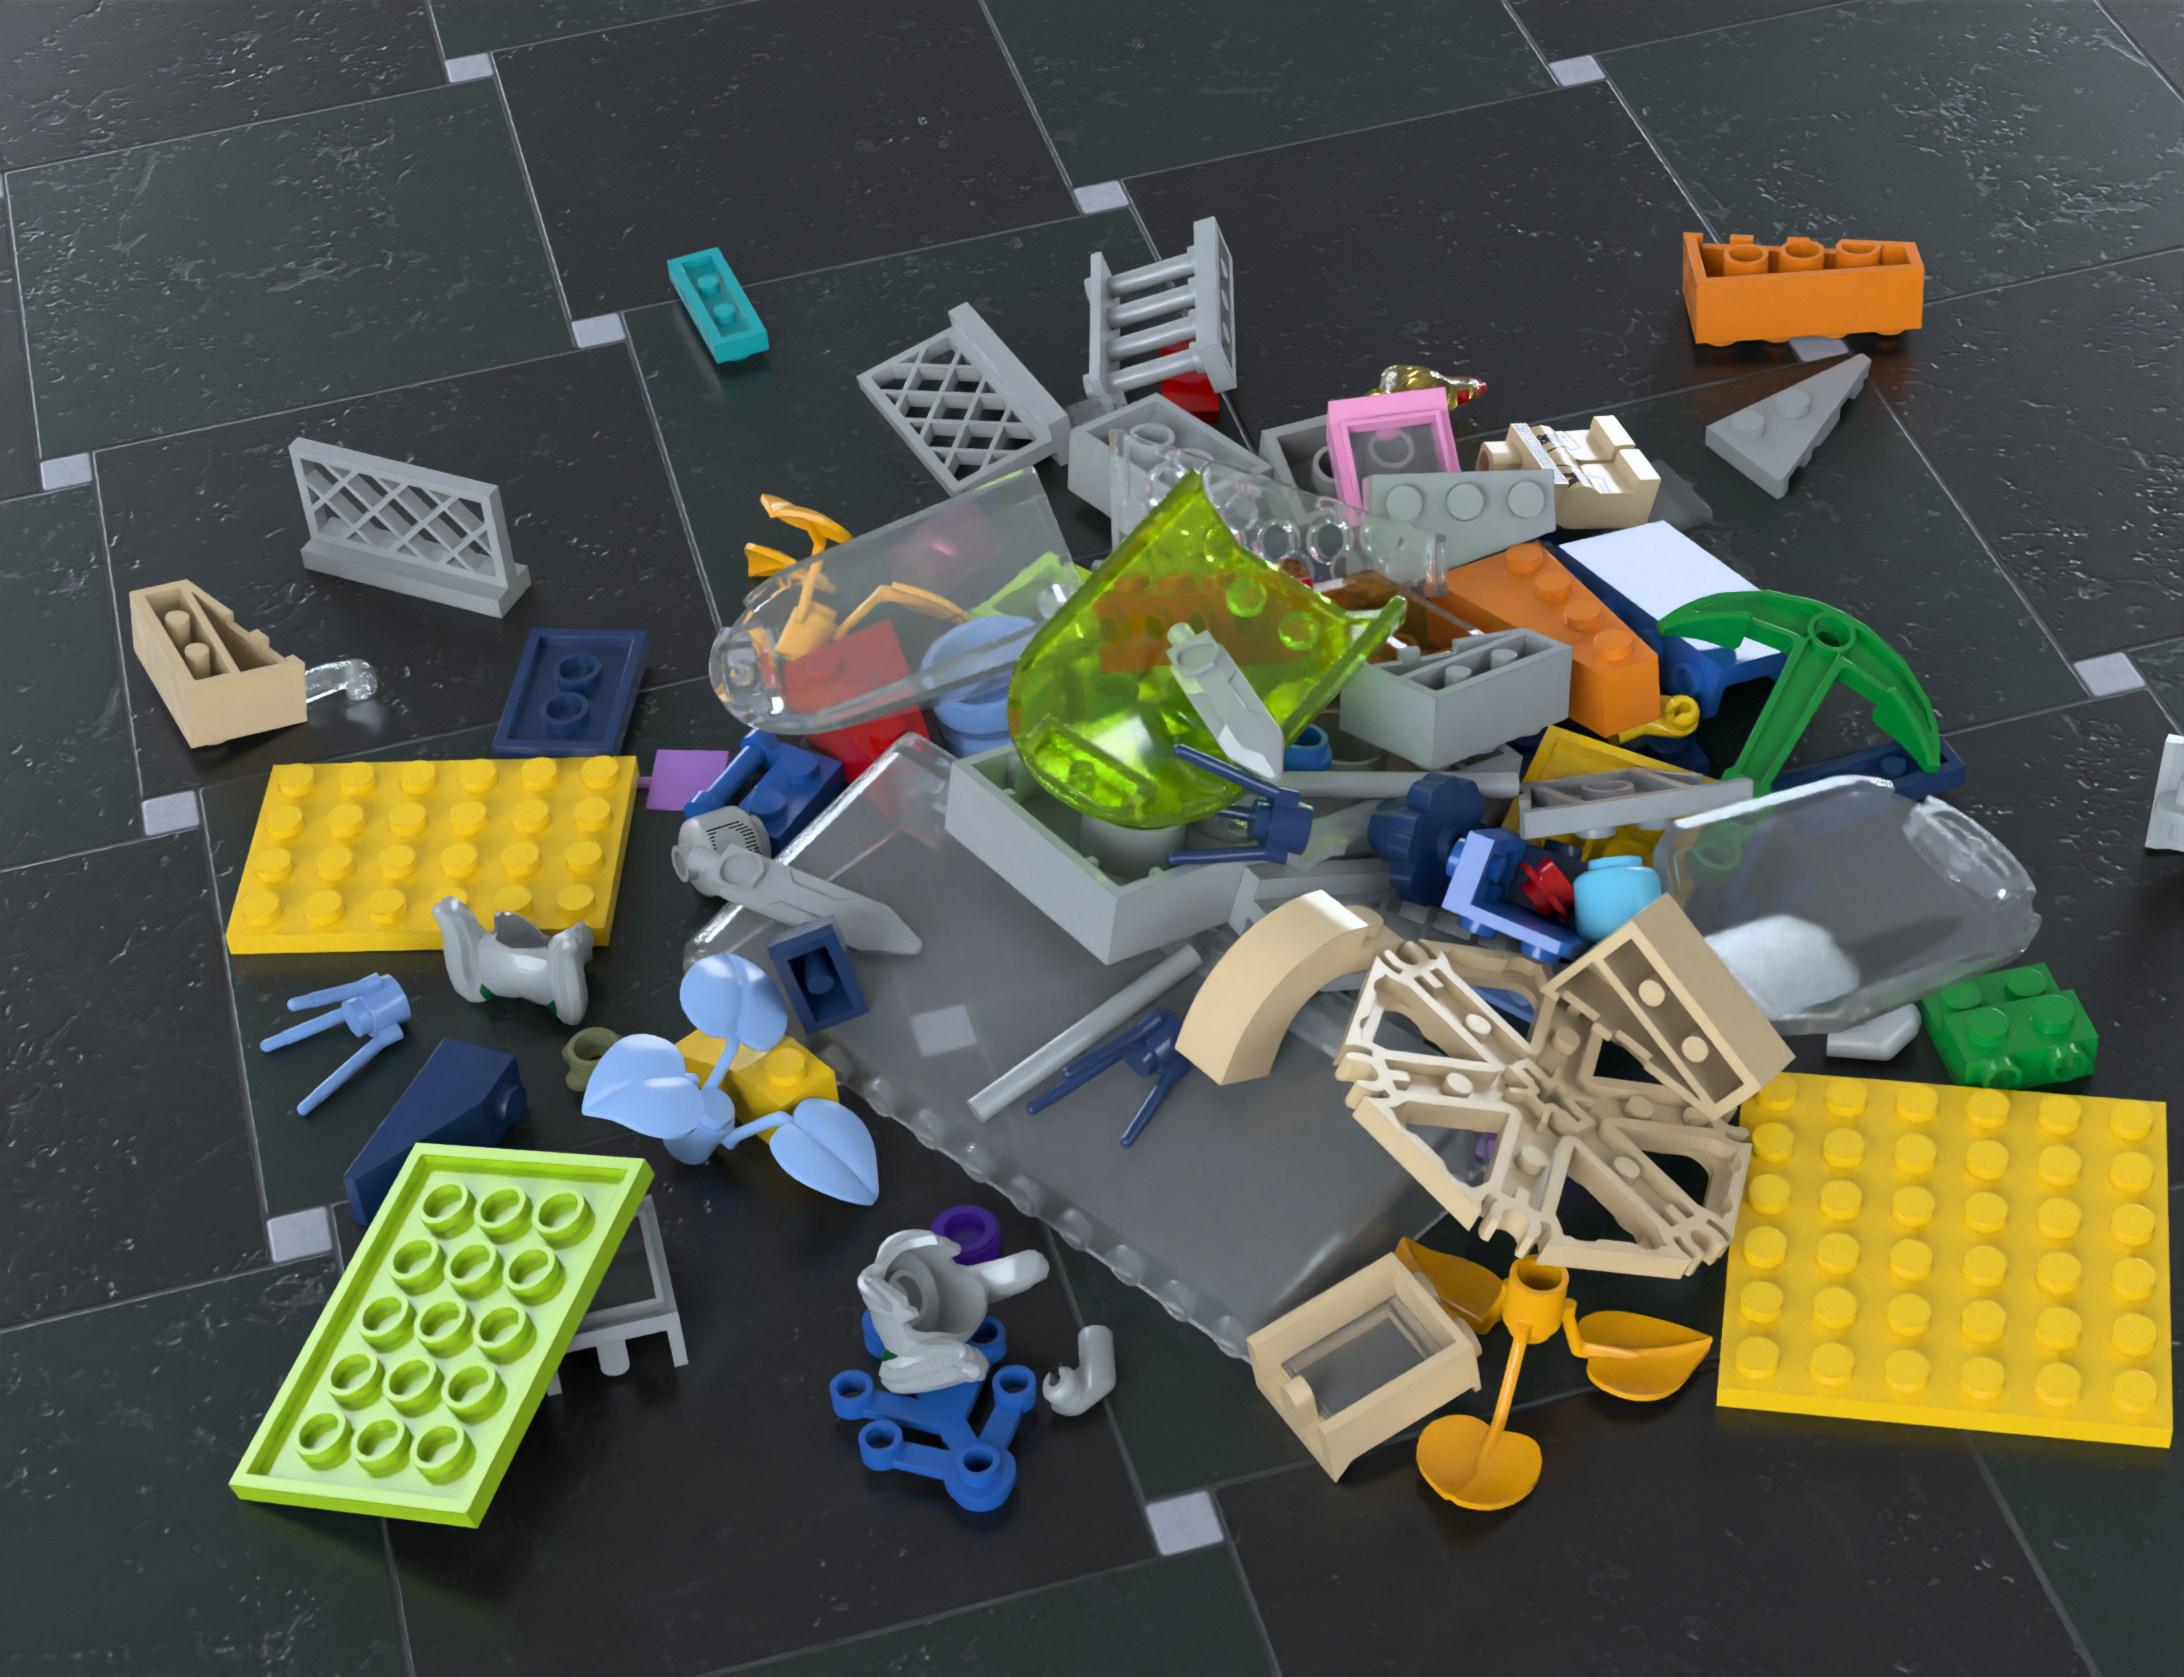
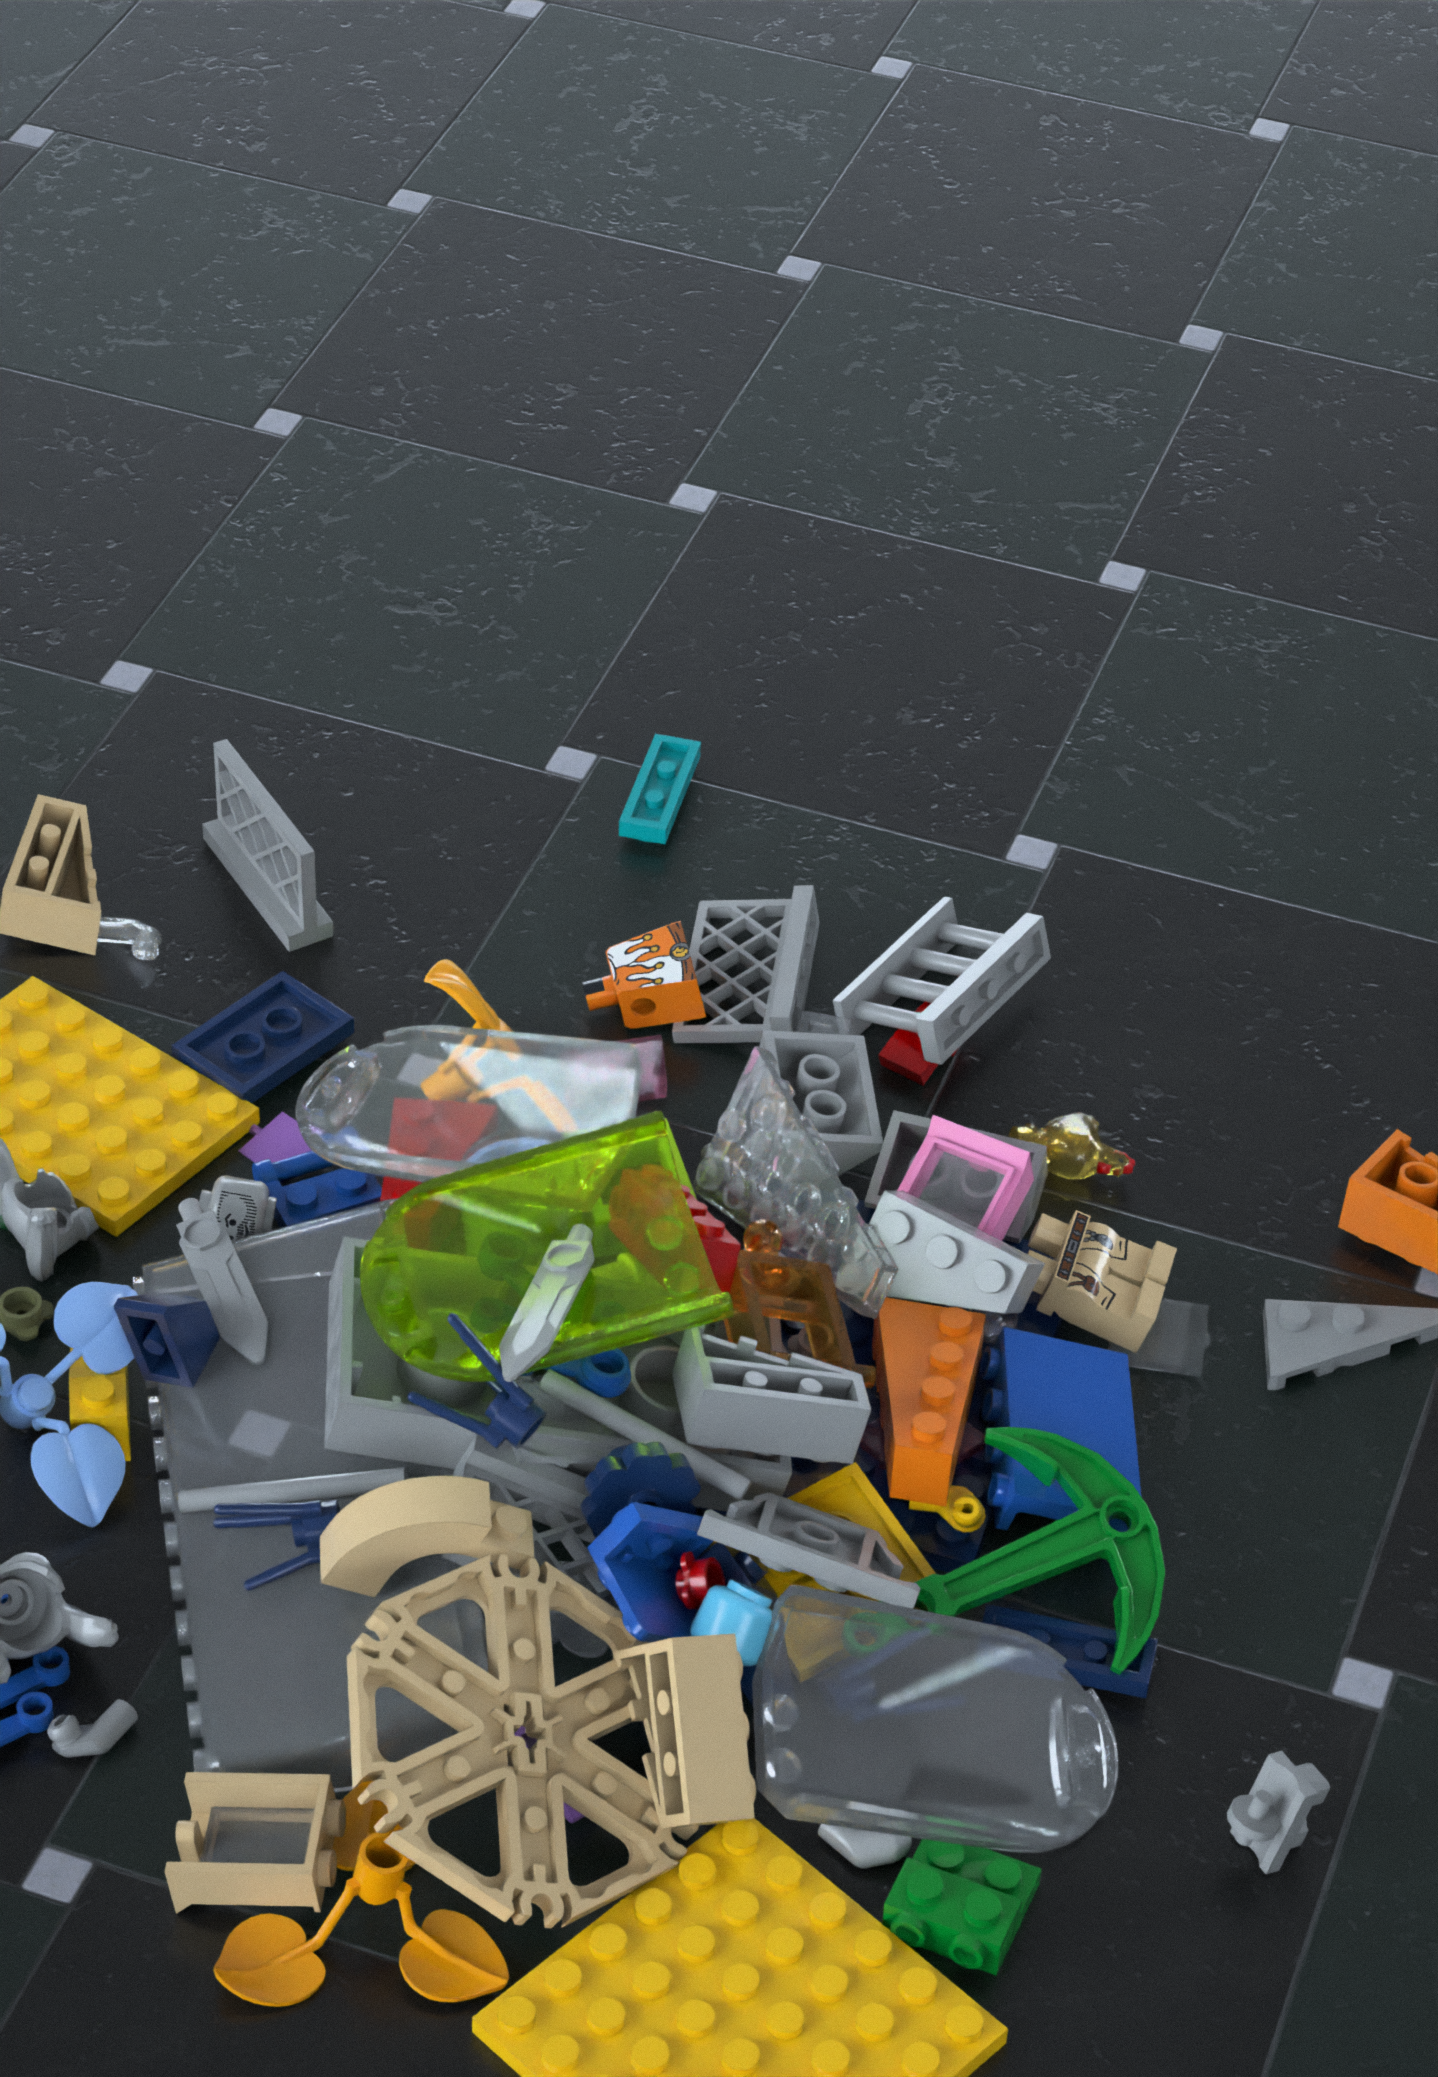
camera: 30 degrees right, 0 degrees up
(898, 455) = (649, 980): none -> orange torso
(973, 1230) = (119, 1589): dark purple tile -> none

